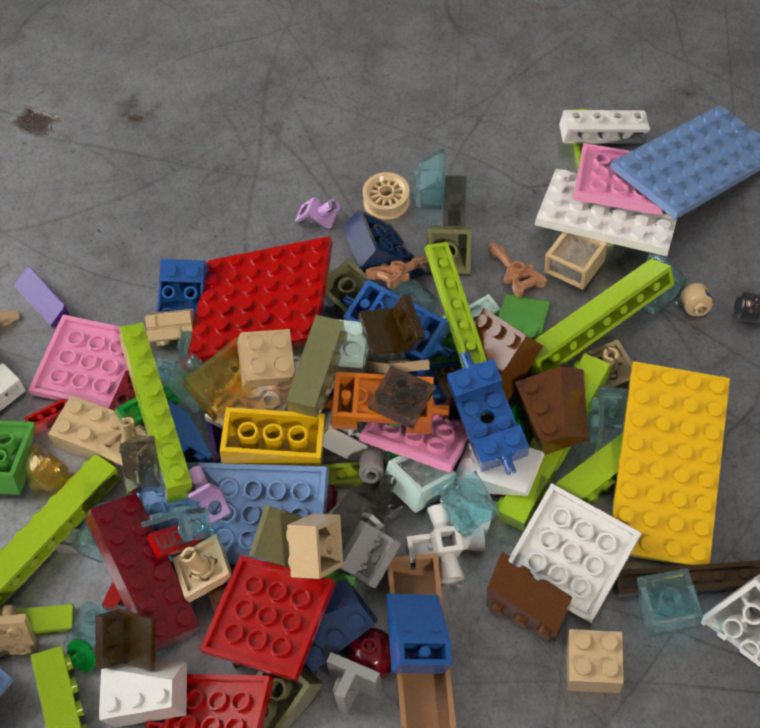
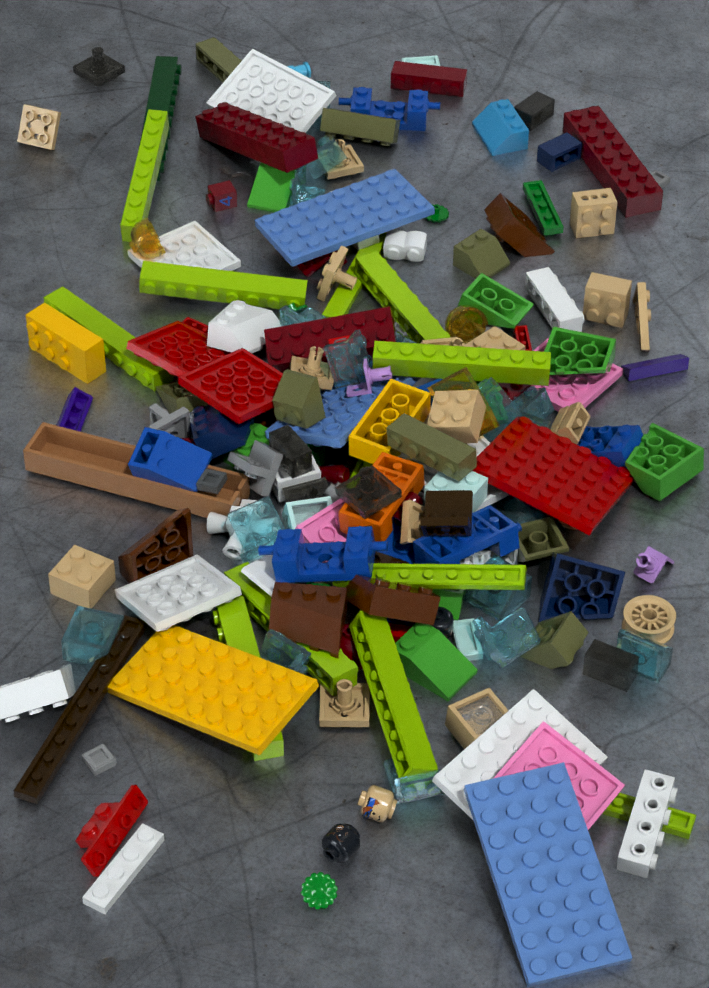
camera: 110 degrees right, 15 degrees down
(79, 343) = (579, 352): none -> bright green wedge
(125, 639) = (281, 313): dark brown bracket -> none
(140, 464) = (410, 332): clear smoke brick -> none
(189, 237) = (664, 462): none -> bright green wedge
(315, 546) = (269, 406): tan brick -> none
(396, 271) = (535, 576): nougat piece -> none
(420, 581) = (211, 481): none -> dark grey plate
(474, 274) = (507, 638): none -> clear light blue bracket
(517, 271) = (498, 682): nougat piece -> none

